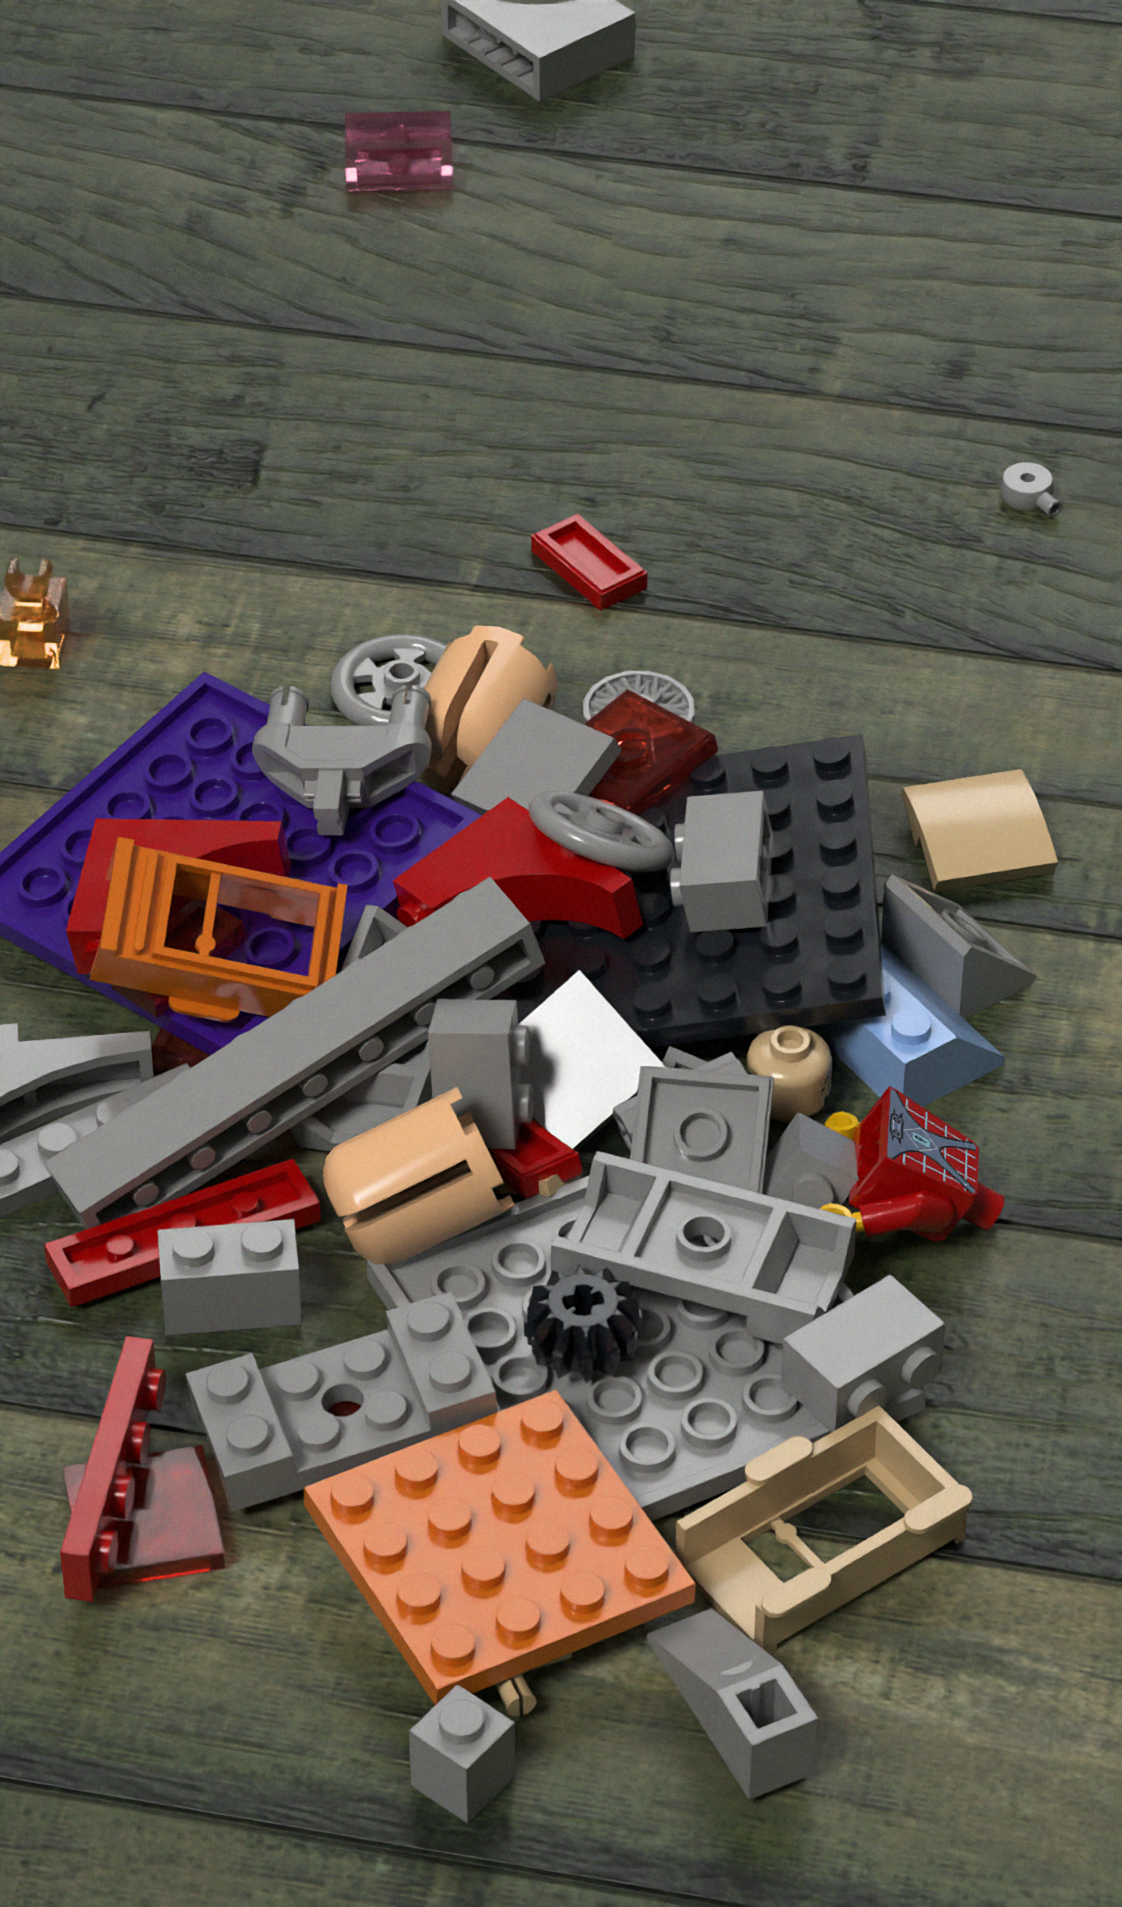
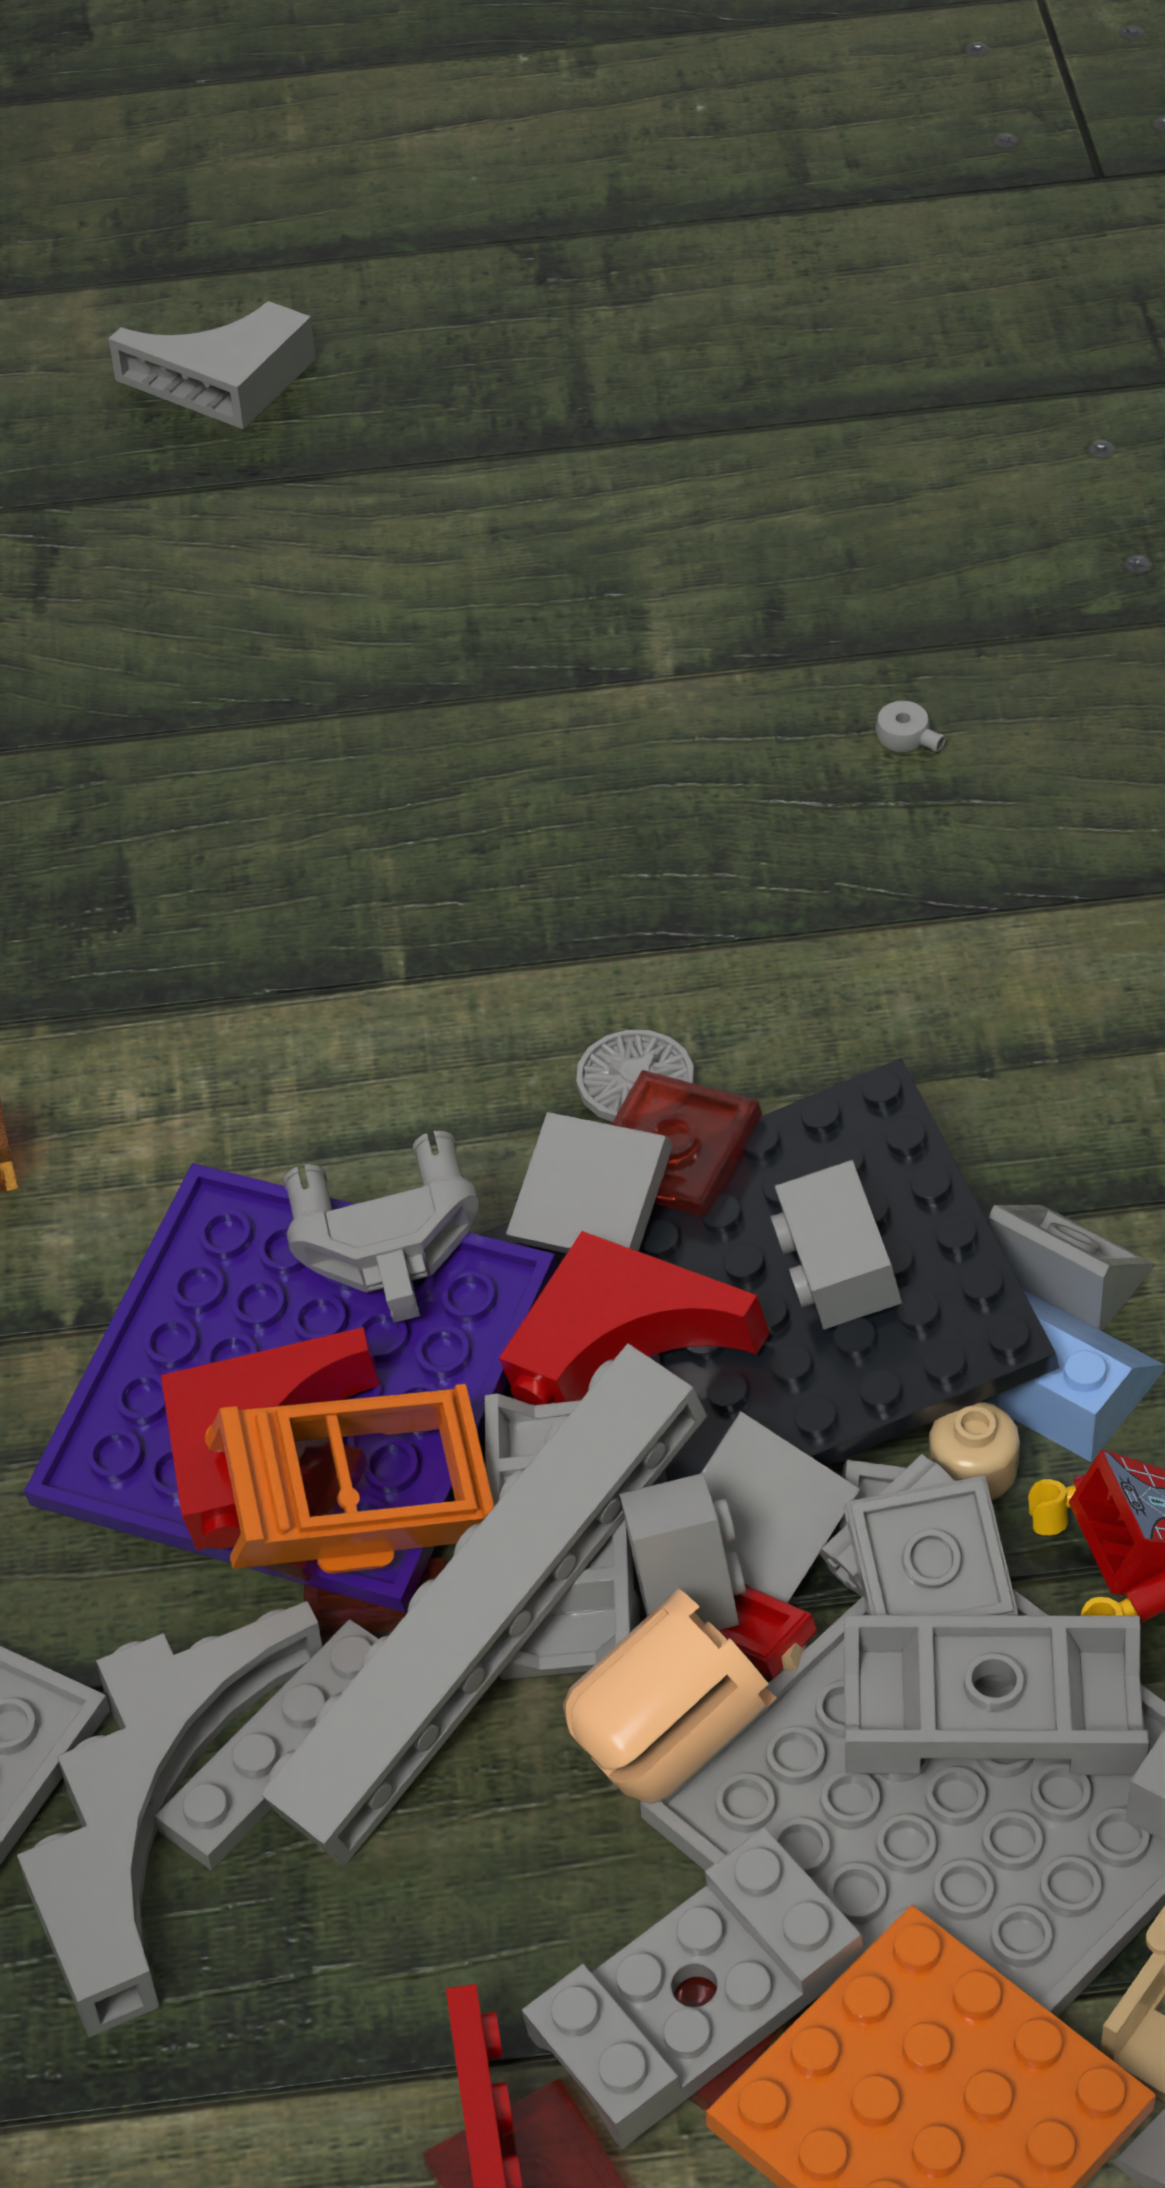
camera: 15 degrees left, 5 degrees up
(128, 1249) = (428, 1825): red plate -> none
(229, 1277) = (507, 1867): light grey brick -> none
(360, 667) = (375, 1071): light grey plate -> none
(398, 150) = (129, 518): clear pink slope -> none
(474, 694) = (508, 1112): light nougat cylinder -> none
(583, 1323) = (934, 1821): black gear -> none
(589, 562) = (512, 922): red tile -> none
(601, 831) = (695, 1245): light grey plate -> none
(811, 1165) = (1051, 1561): light grey brick -> none
(979, 830) = (1029, 1116): tan slope -> none

